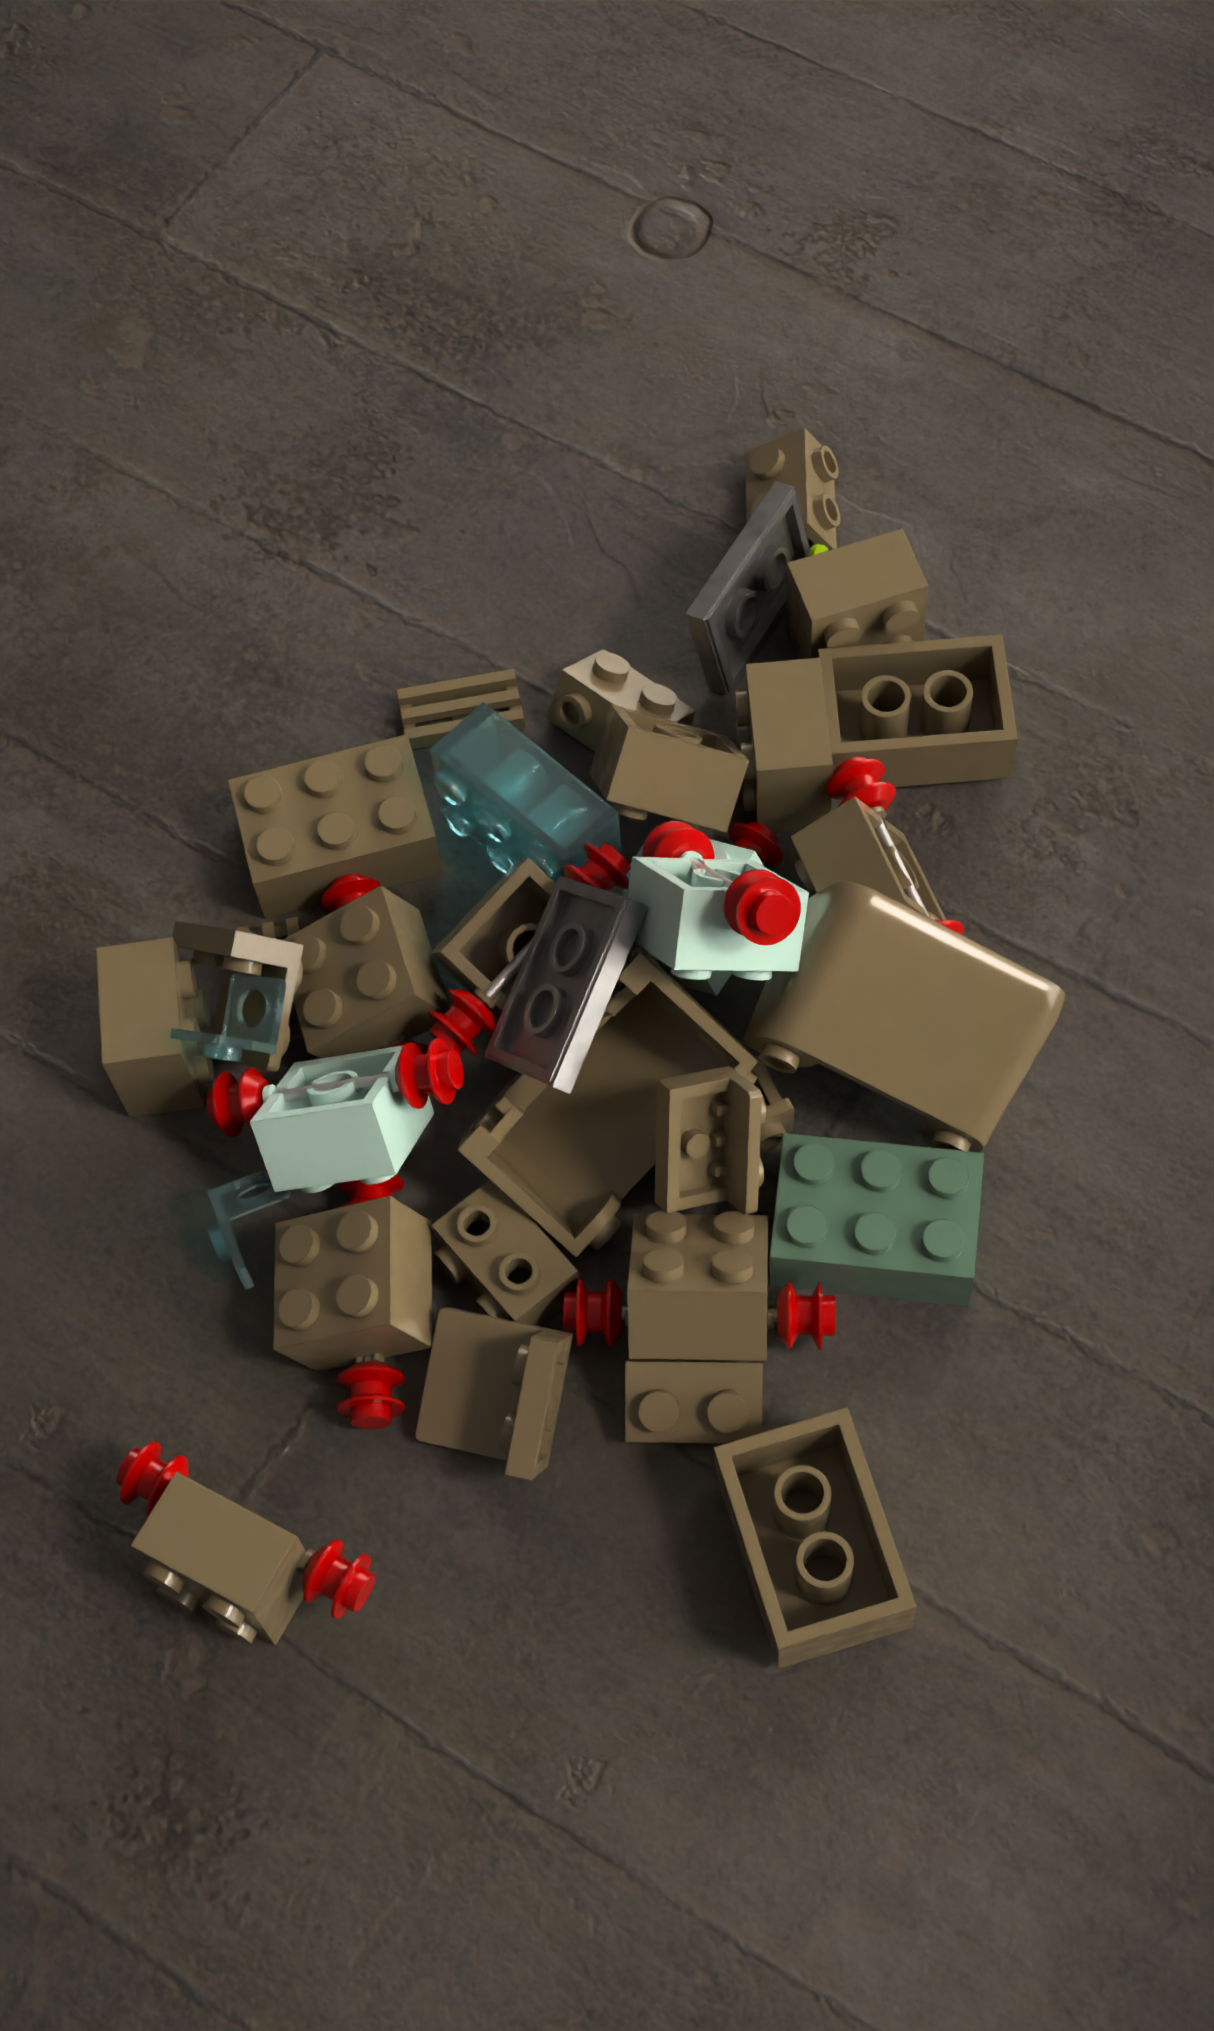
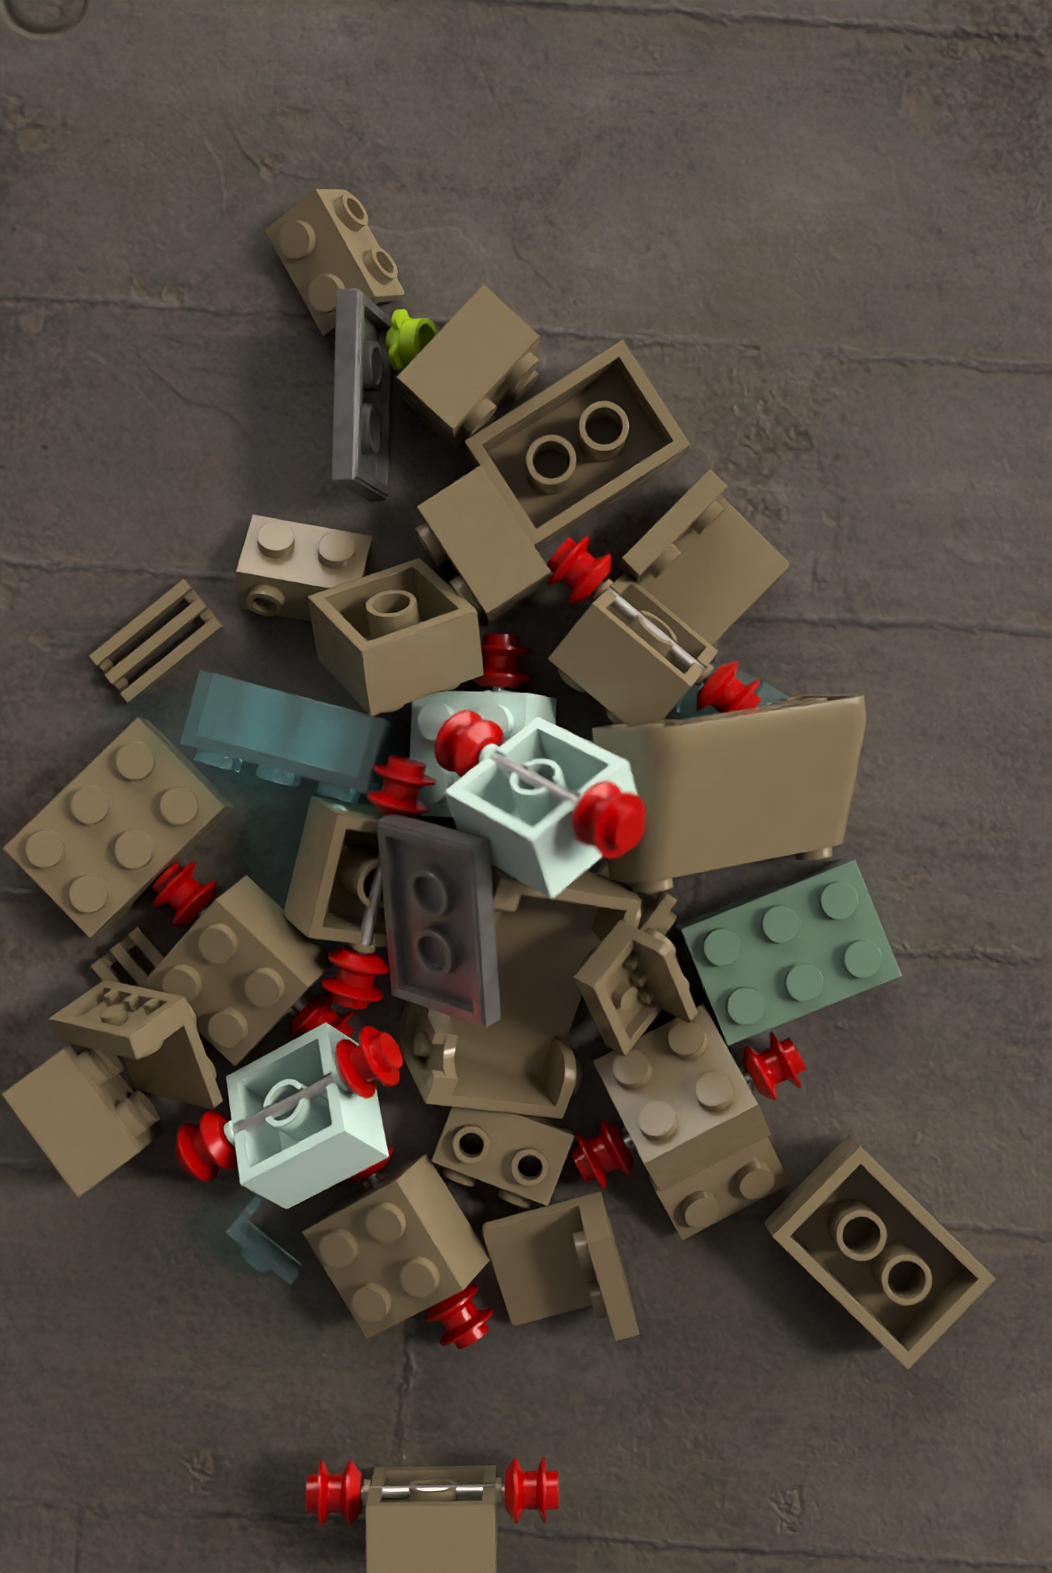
camera: 40 degrees left, 25 degrees up
(236, 1033) = (176, 1102): clear light blue bracket -> none
(981, 850) = (704, 560): none -> dark tan bracket

